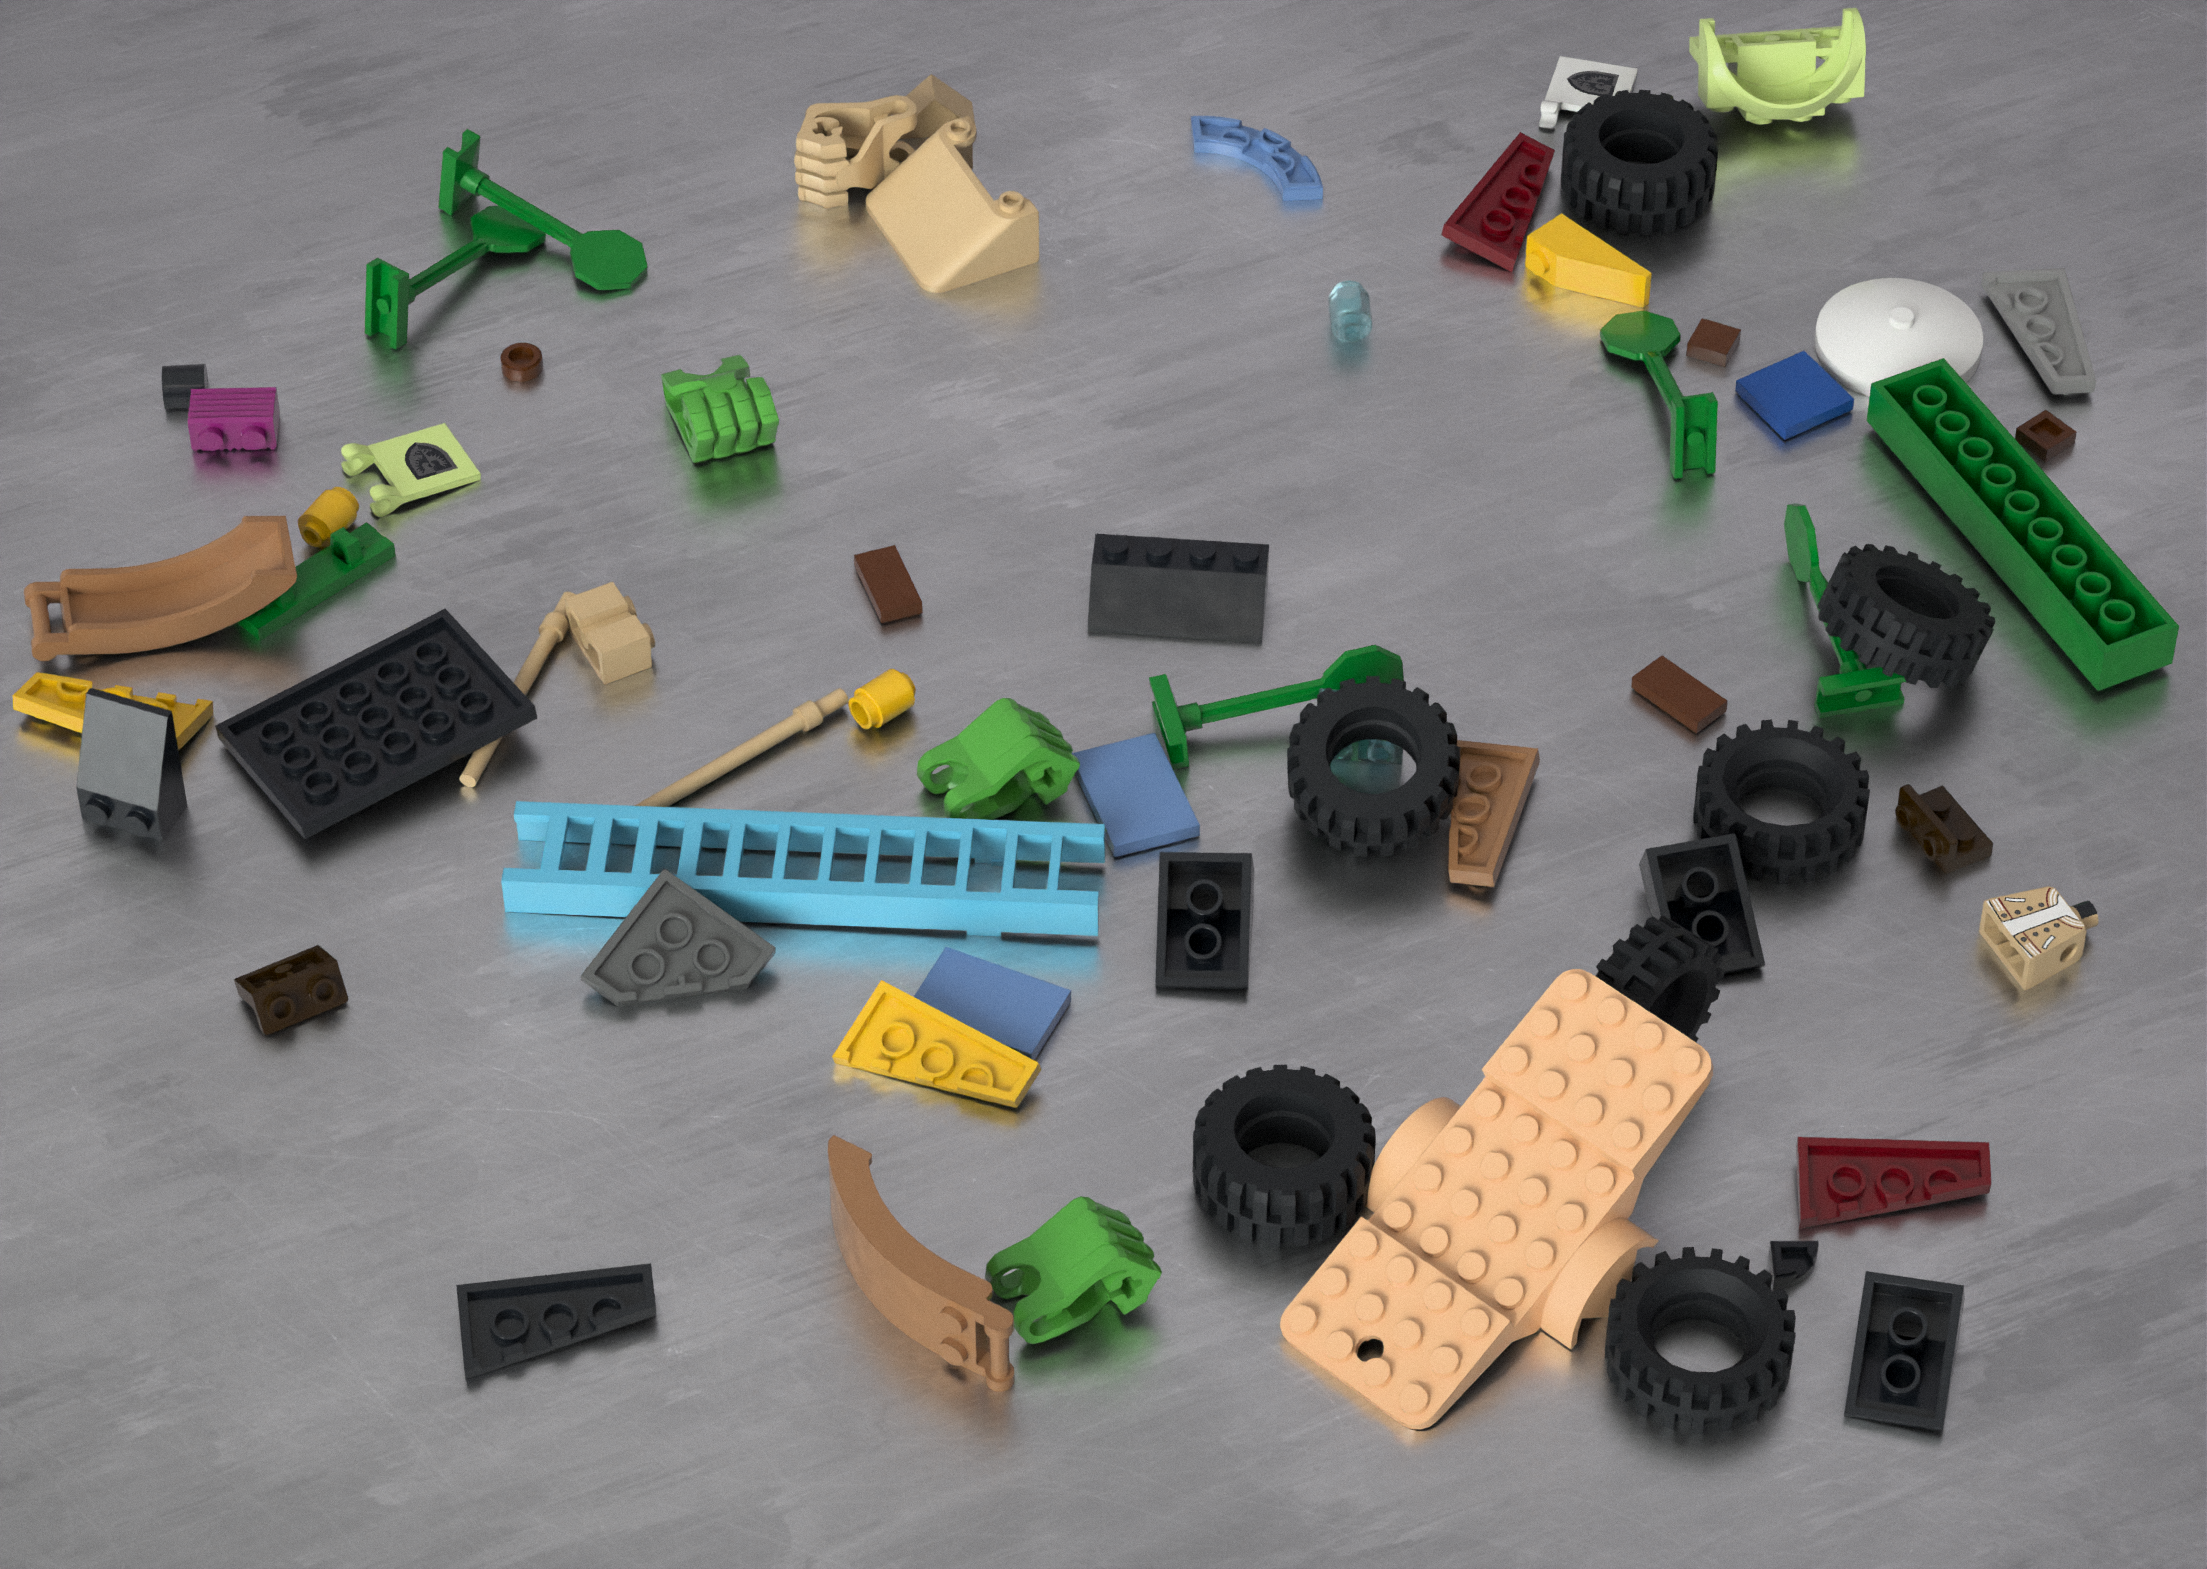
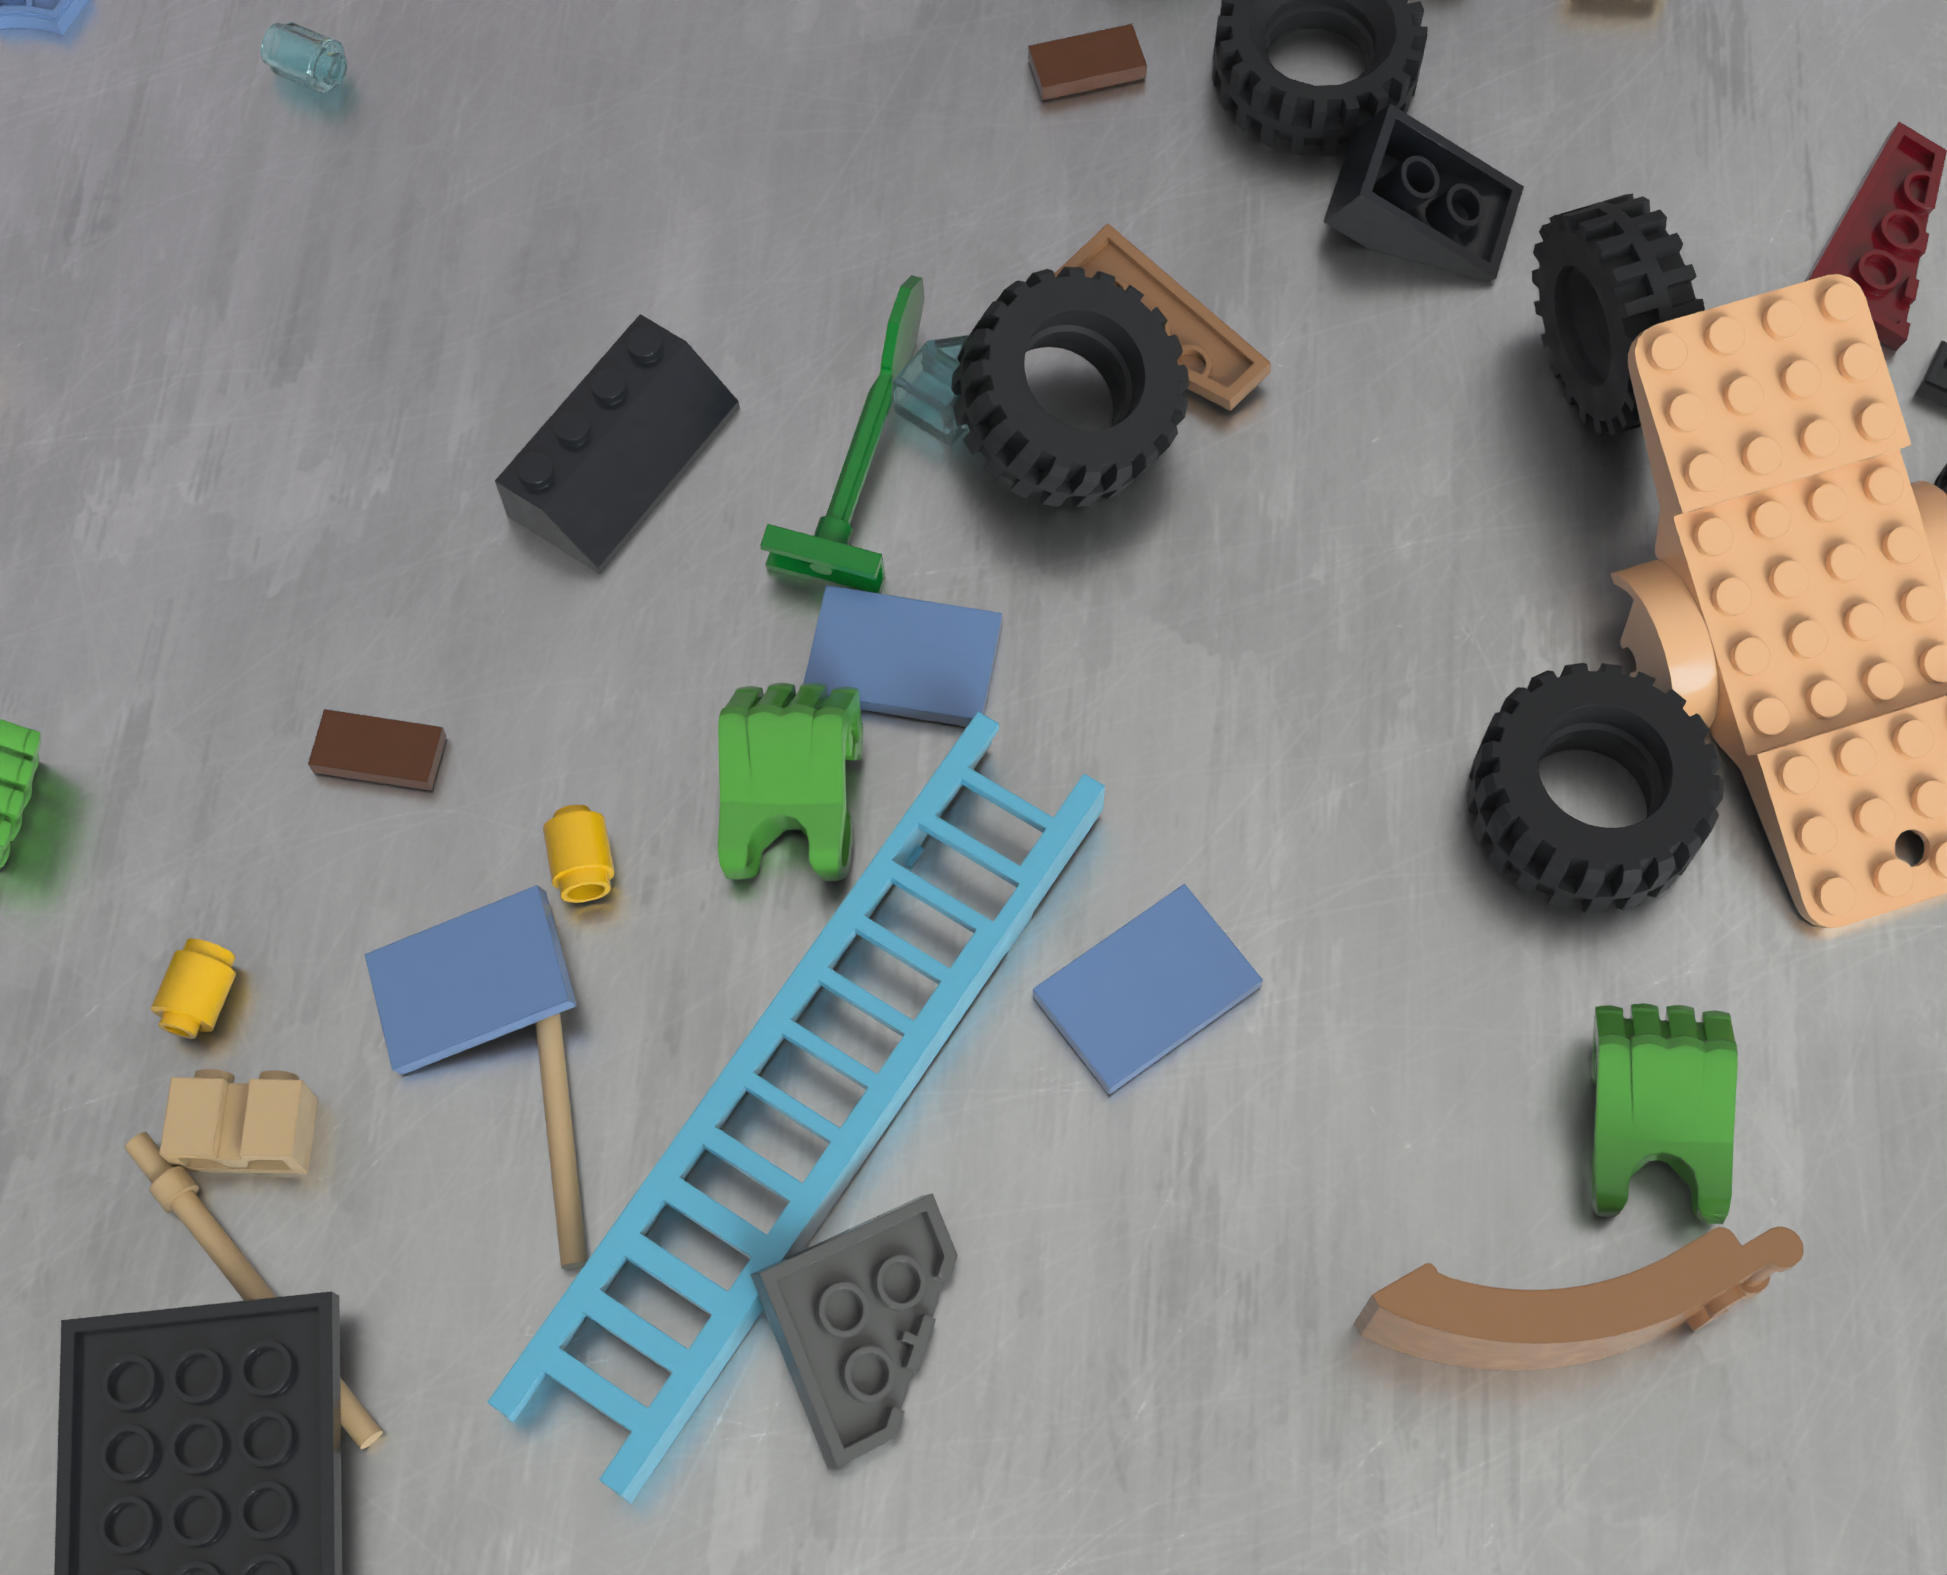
camera: 60 degrees left, 20 degrees up
(676, 574) = (194, 988): none -> yellow brick
(766, 687) = (470, 980): none -> medium blue tile
(929, 1048) = (1184, 1098): yellow wing -> none
(1204, 920) = (1164, 684): black slope -> none

